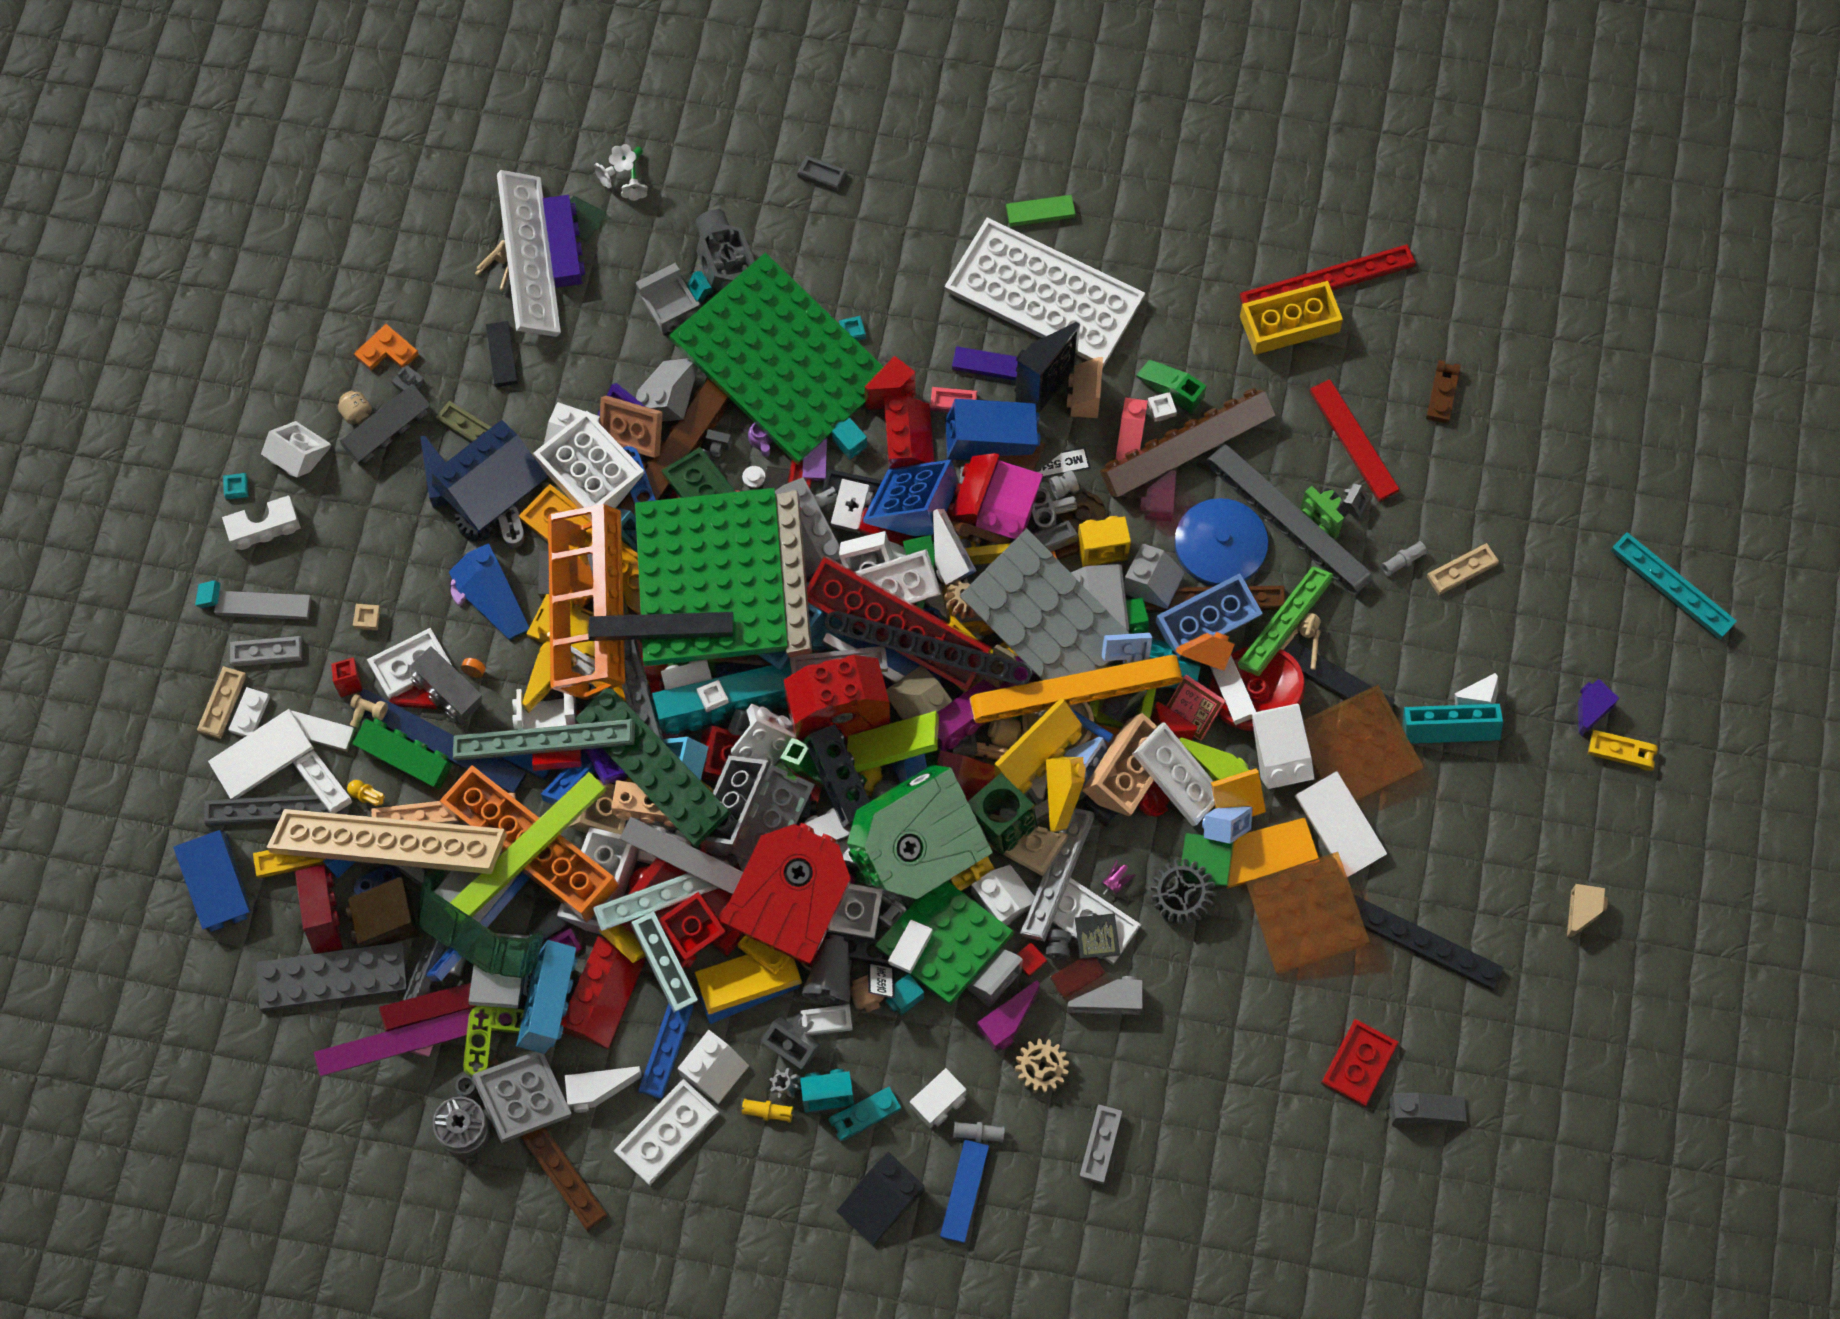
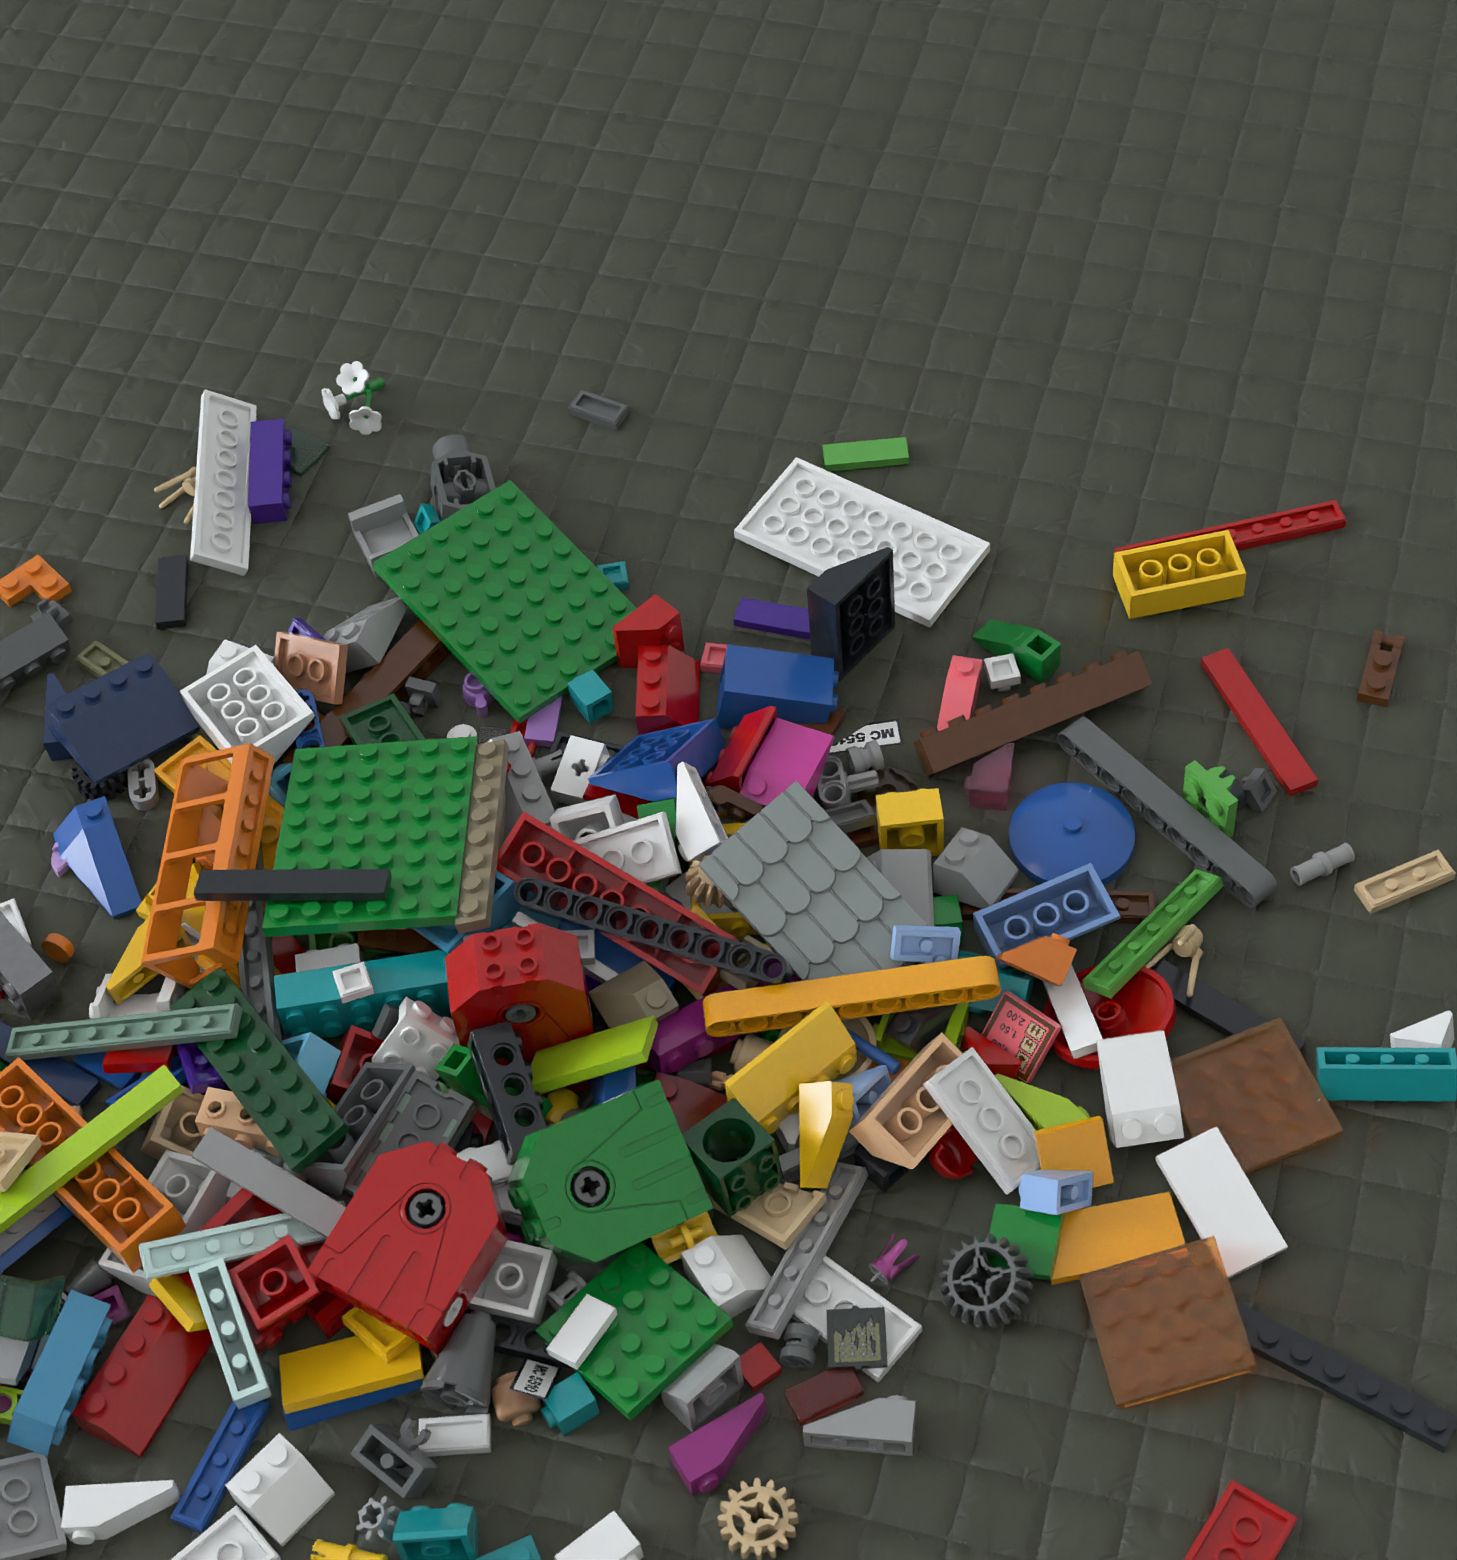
camera: 10 degrees right, 15 degrees down
(1086, 388) = (904, 647): light nougat slope -> none

